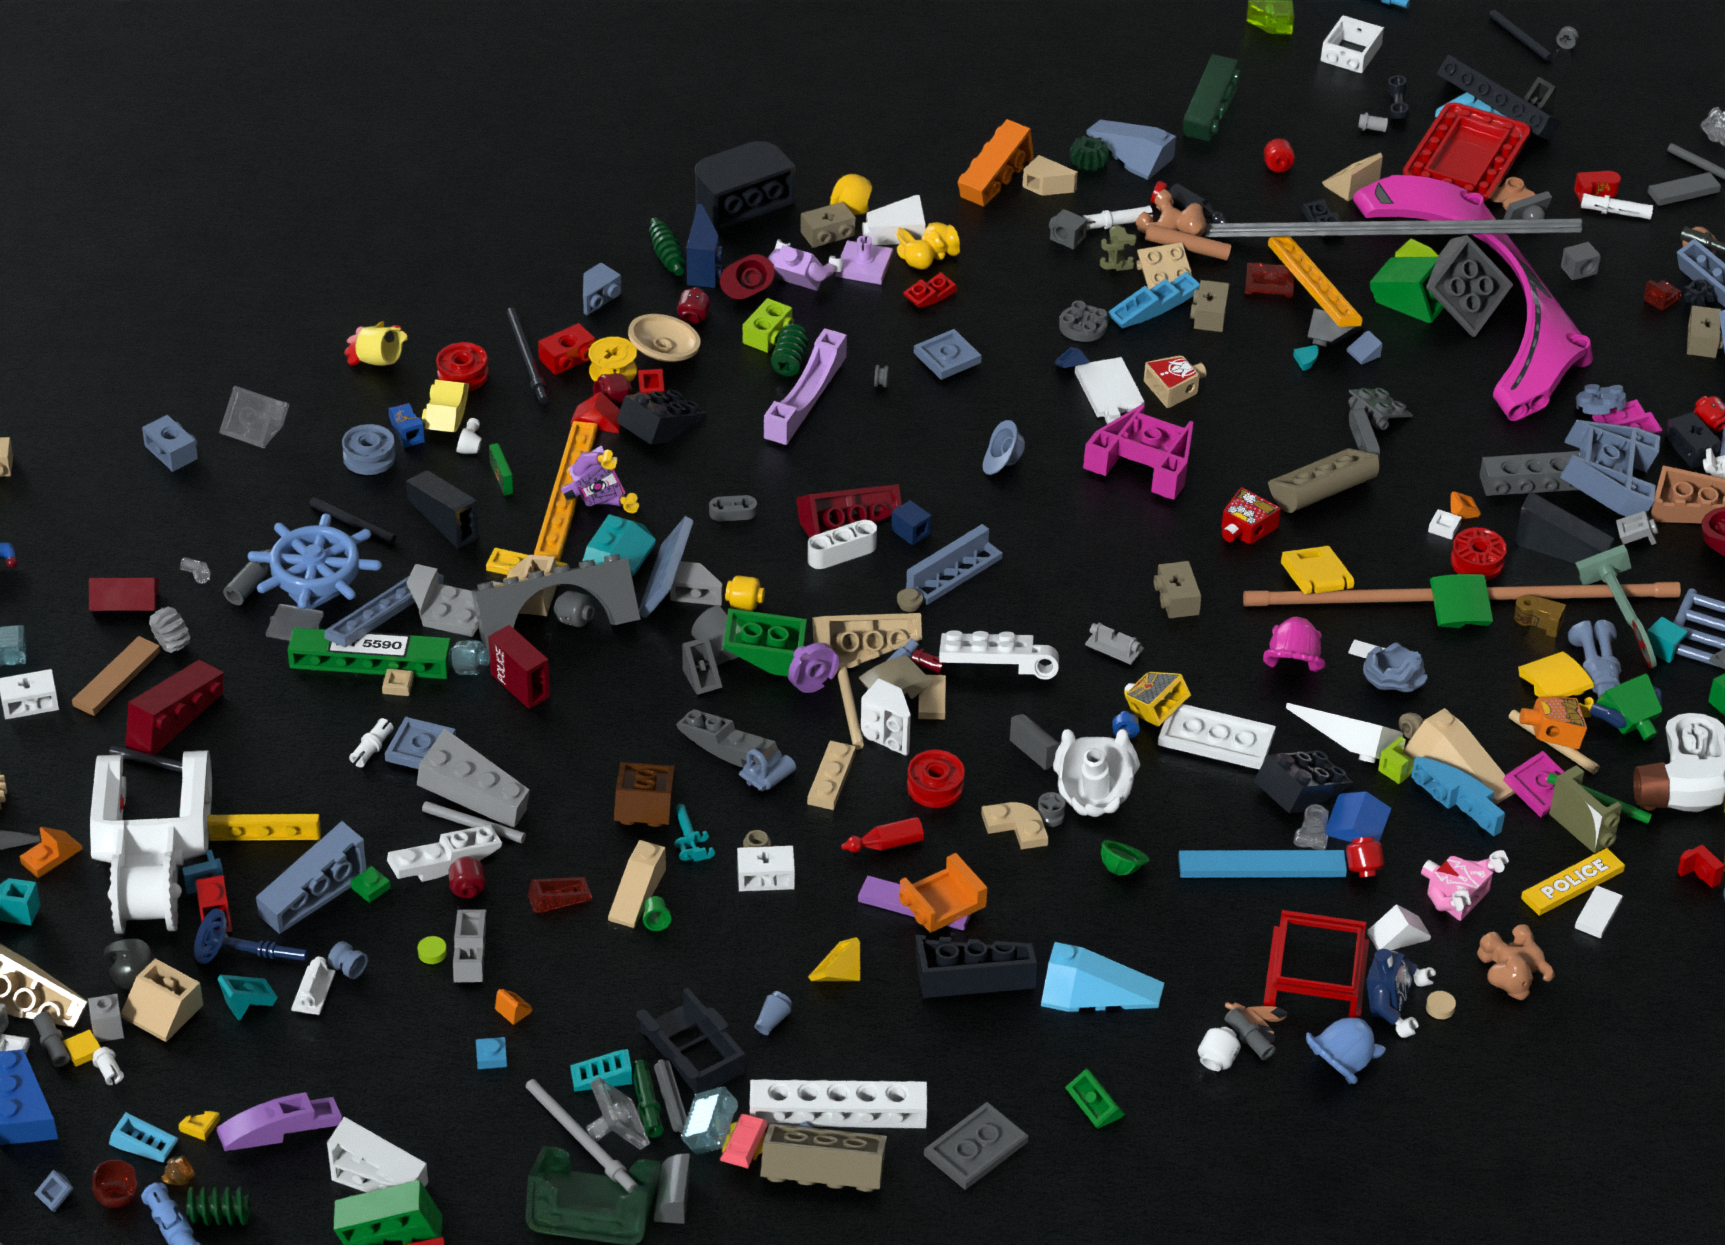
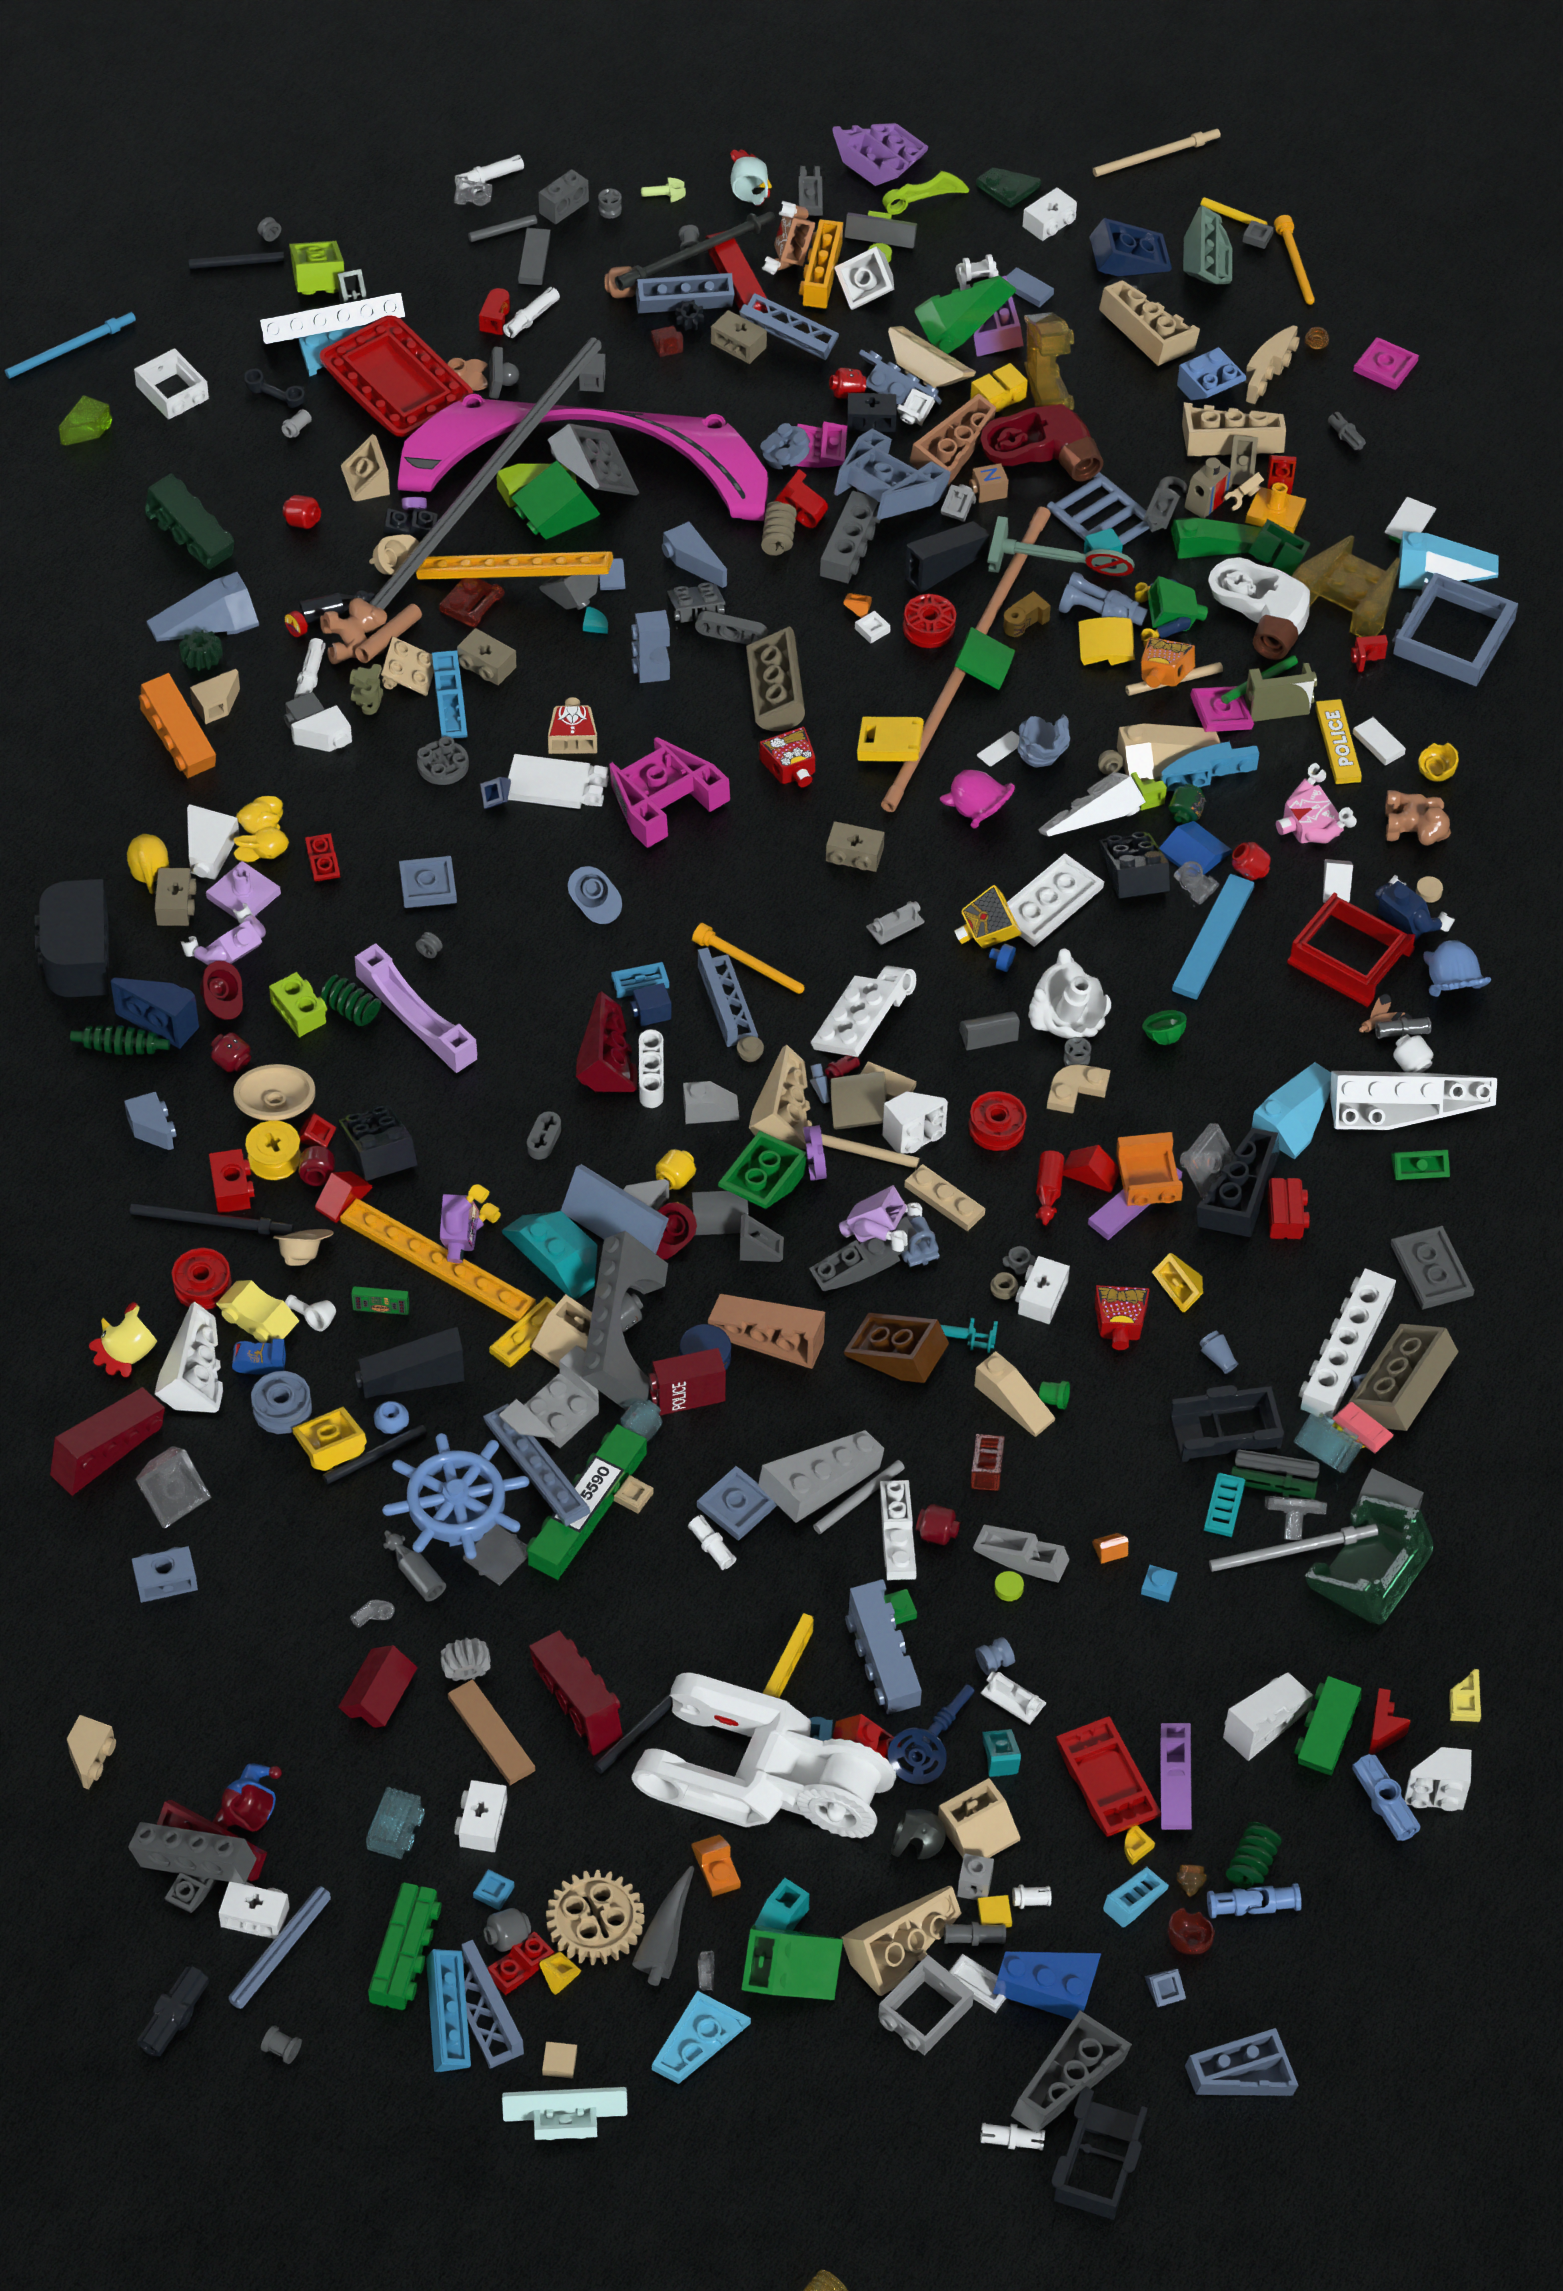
camera: 65 degrees left, 10 degrees up
(258, 1075) = (1107, 1777): none -> red slope
(275, 365) = (104, 1439): none -> dark red wedge
(346, 487) = (331, 1439): none -> yellow slope
(374, 391) = (190, 1370): none -> white wedge
(393, 516) = (391, 1424): none -> medium blue plate
(525, 407) = (302, 1245): none -> tan piece
(568, 674) = (704, 1338): none -> dark blue head
(610, 703) = (771, 1328): none -> nougat wedge
(677, 608) = (679, 1229): none -> dark red piece
(769, 726) = (879, 1216): none -> lavender torso
(771, 930) = (1120, 1313): none -> red torso
(795, 839) = (1019, 1253): none -> dark grey plate
(829, 589) = (708, 1103): none -> light grey slope
(926, 860) = (1092, 1167): none -> red slope
(938, 517) = (626, 987): none -> dark azure tile
(969, 1010) = (1286, 1208): none -> red brick
(979, 922) = (1207, 1158): none -> clear tile
(1010, 531) = (705, 936): none -> light orange piece
(1060, 244) = (323, 730): none -> white slope
(1159, 1054) = (1404, 1098): none -> white wedge
(1273, 210) = (392, 552): none -> tan piece
(1285, 368) = (650, 649): none -> sand blue arch
(1342, 211) = (414, 502): none -> medium lavender tile
(1402, 792) = (1187, 803): none -> dark green head
(1431, 381) = (693, 554): none -> sand blue slope
(1501, 424) = (778, 528): none -> dark tan piece
(1543, 425) = (808, 504): none -> red tile
(1552, 68) = (316, 266): none -> lime slope
(1601, 959) = (1438, 762): none -> yellow hair
(1677, 540) = (989, 483): none -> medium nougat brick

